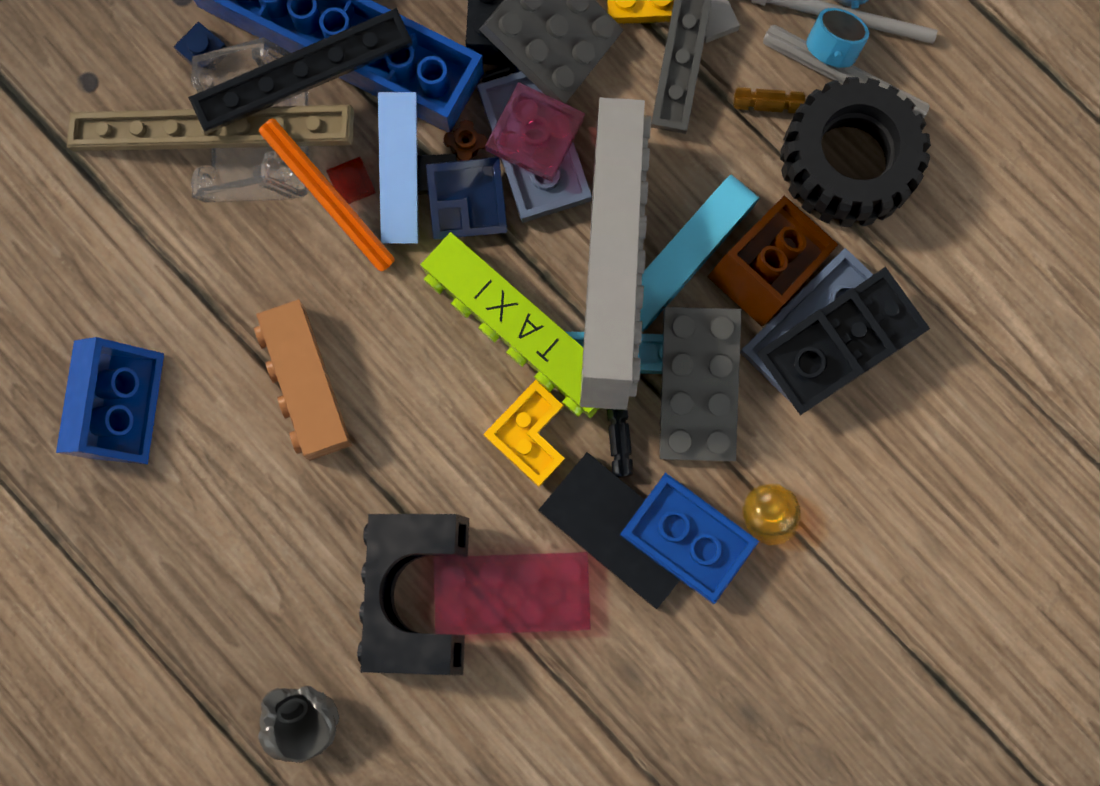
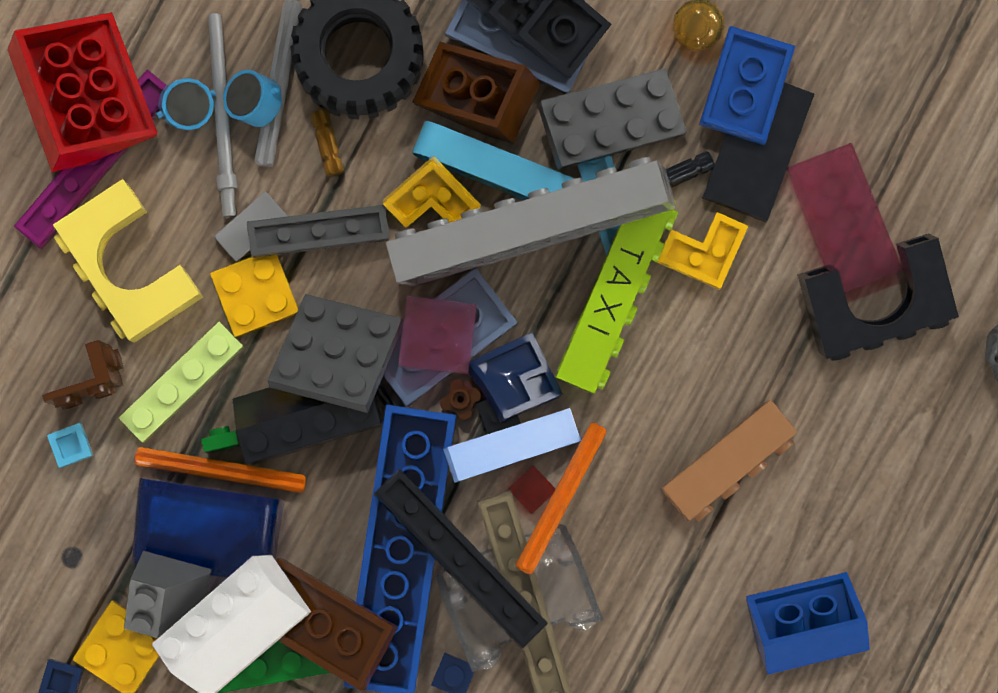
camera: 110 degrees left, 5 degrees up
(687, 180) = (426, 188): none -> yellow plate

